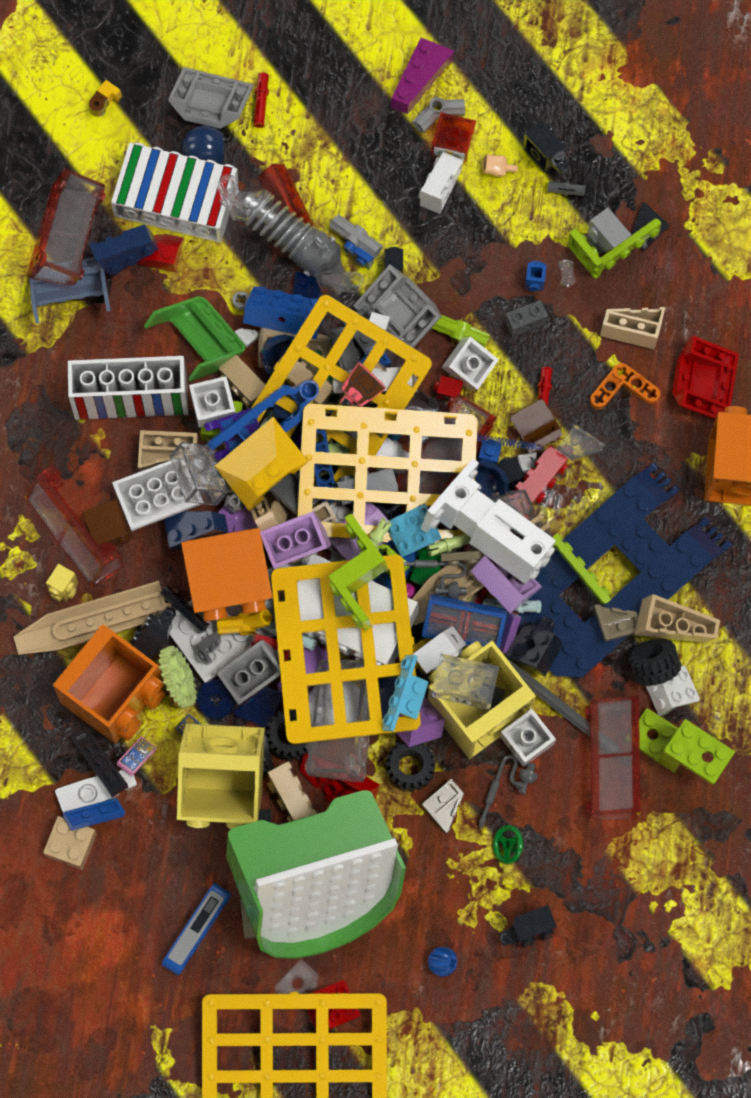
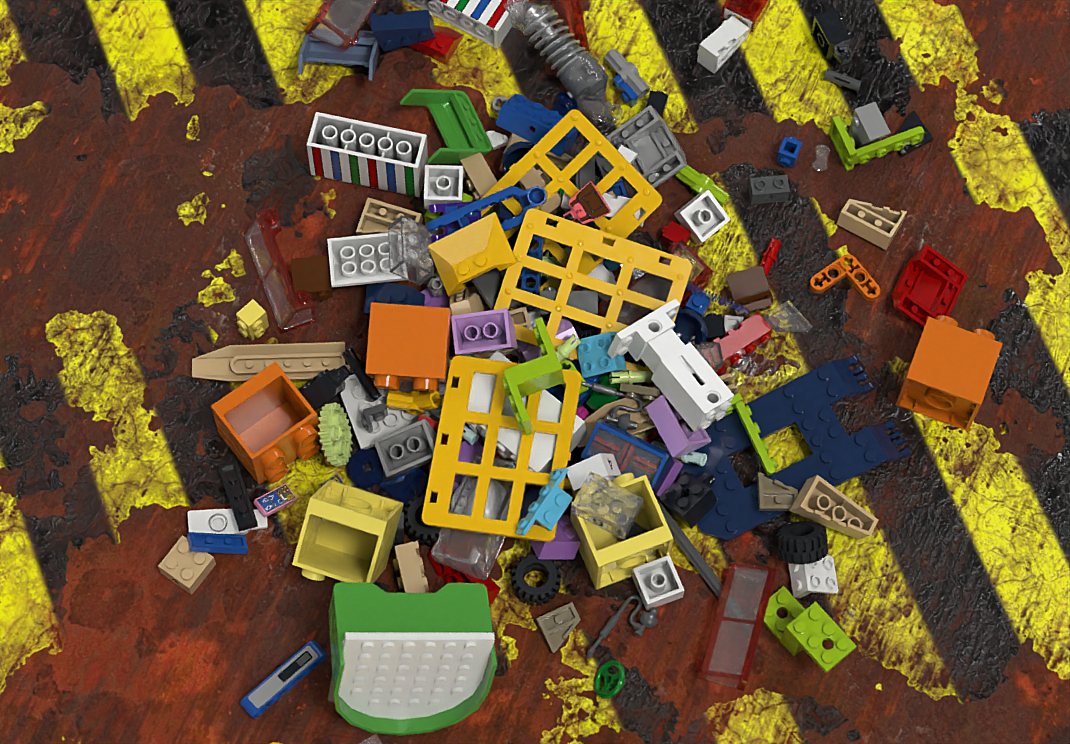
camera: 15 degrees right, 5 degrees down
(497, 165) = (781, 42): light nougat piece -> none

